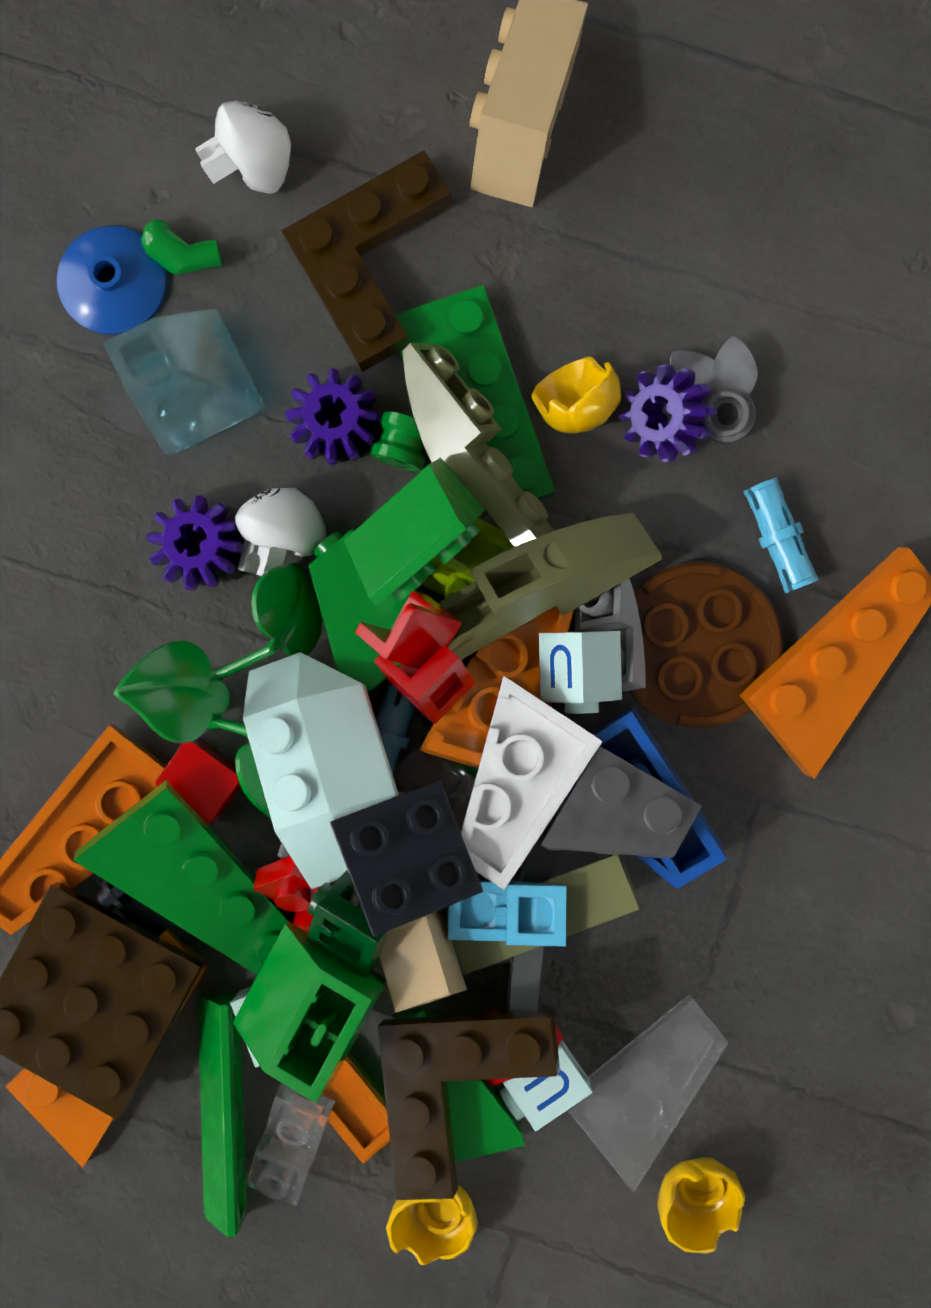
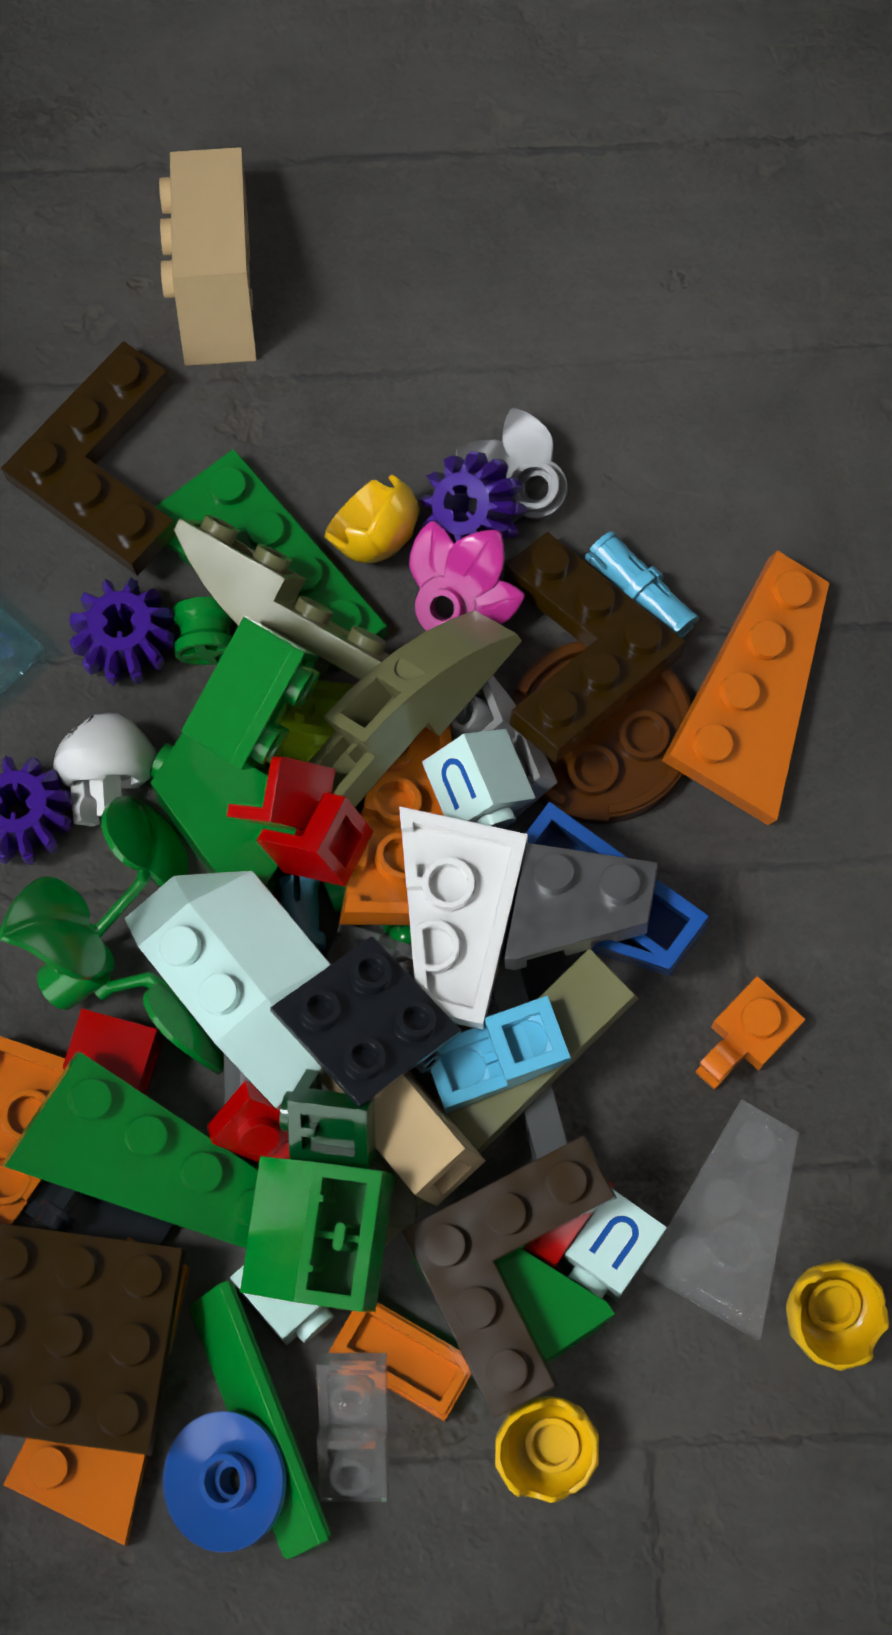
camera: 20 degrees left, 15 degrees down
(156, 1154) = (200, 1485): none -> blue dish
(635, 473) = (462, 572): none -> dark pink plate
(726, 941) = (751, 1029): none -> orange plate
(749, 576) = (622, 642): none -> dark brown plate

